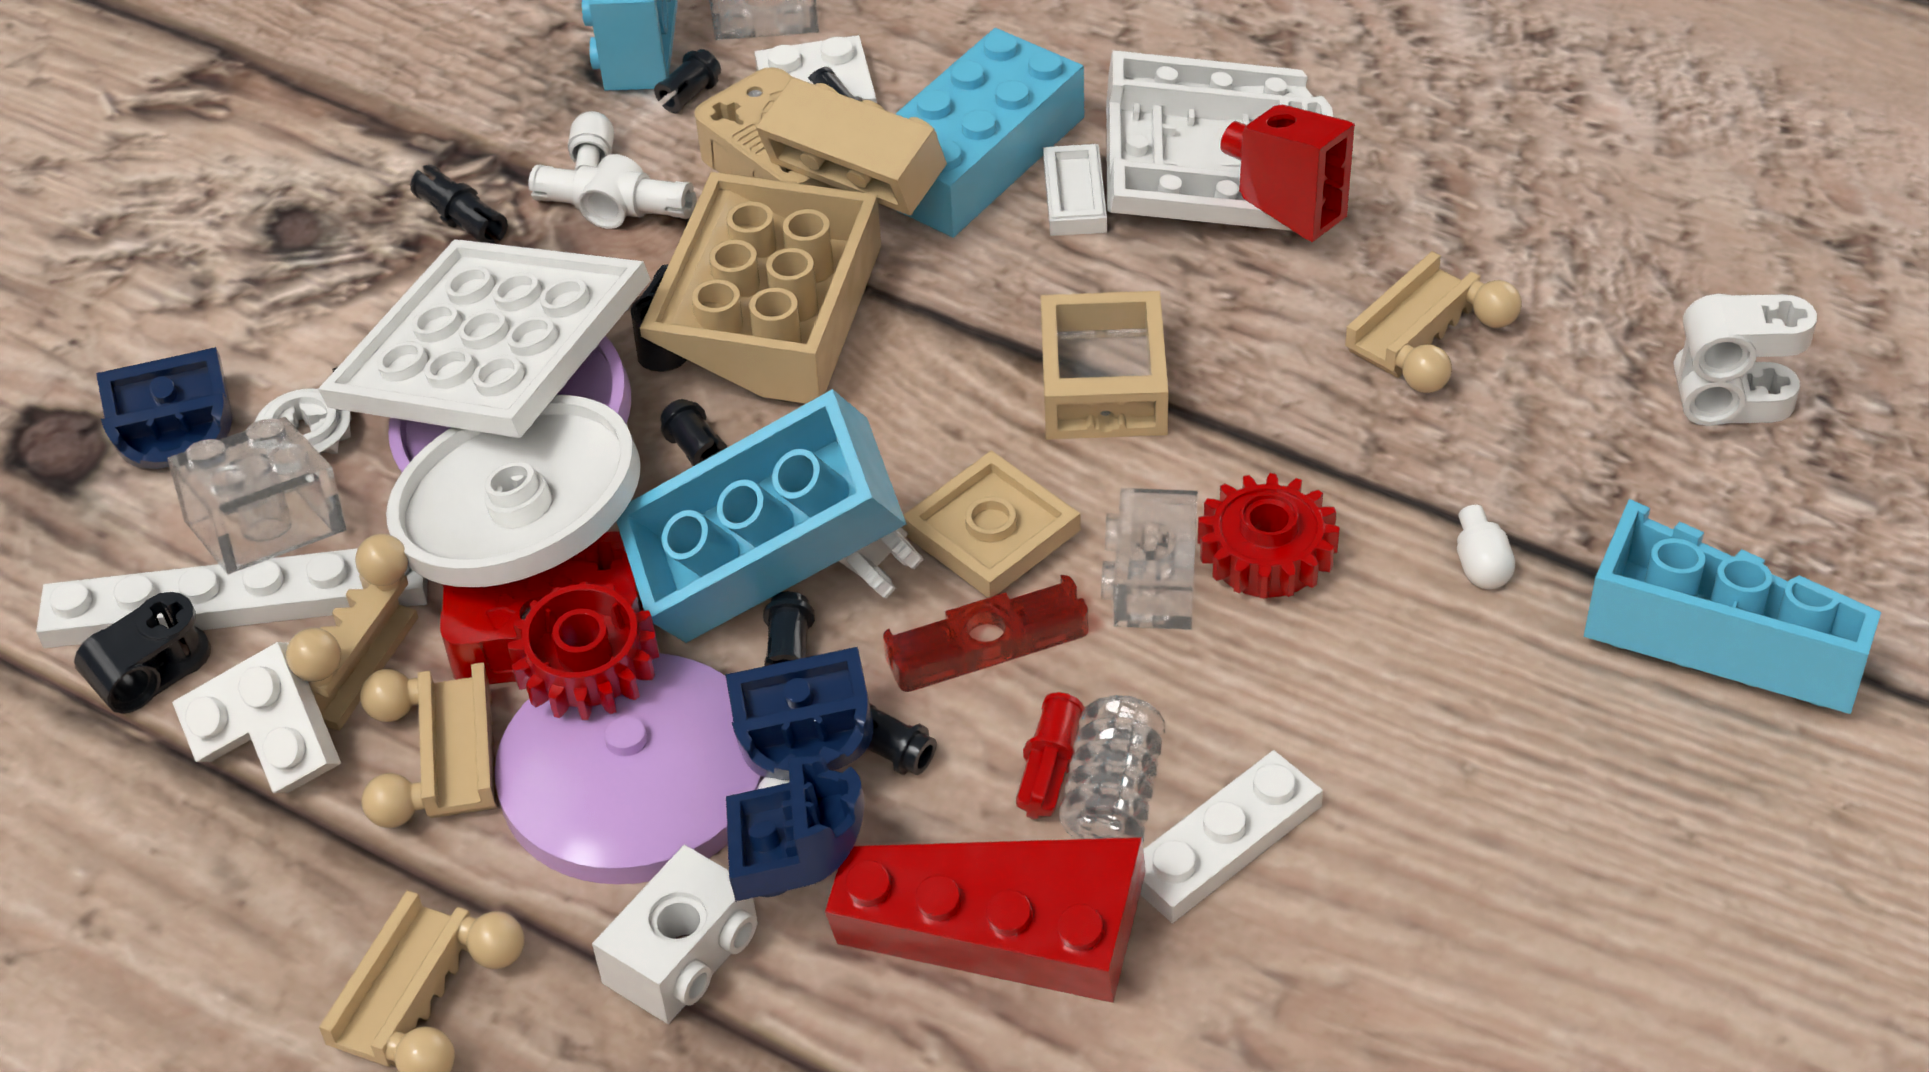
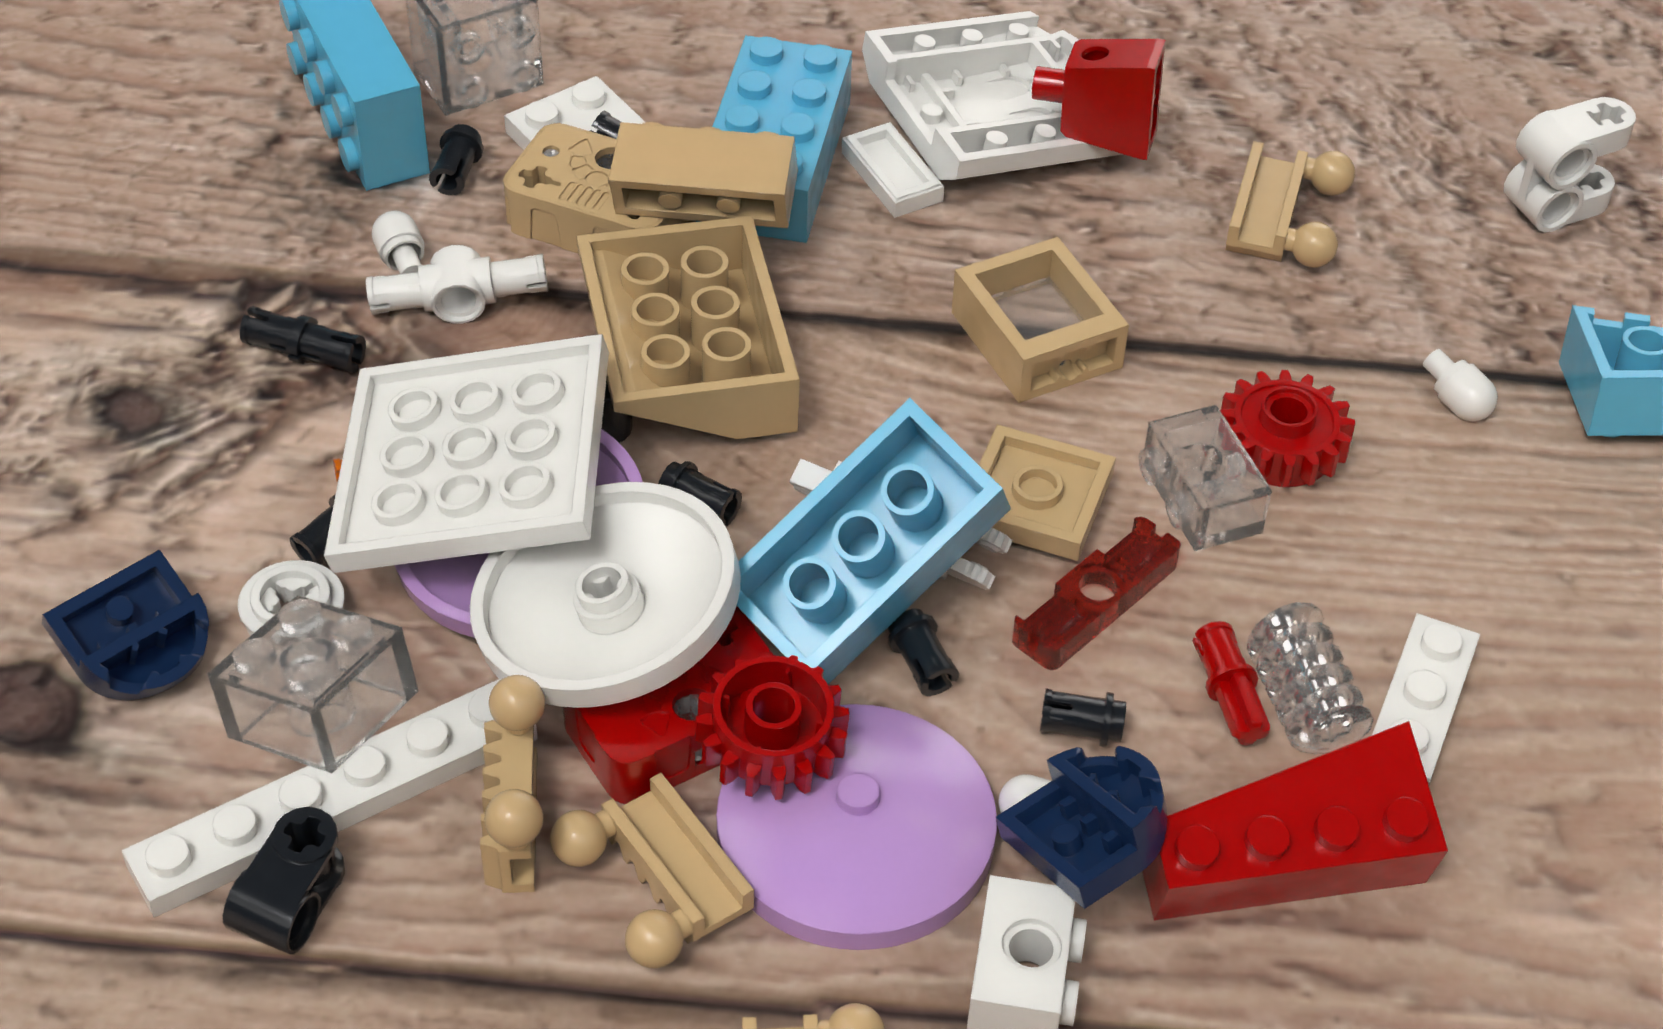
camera: 30 degrees left, 0 degrees up
(265, 705) = (478, 884): white plate -> none
(800, 711) = (1008, 718): dark blue slope -> none

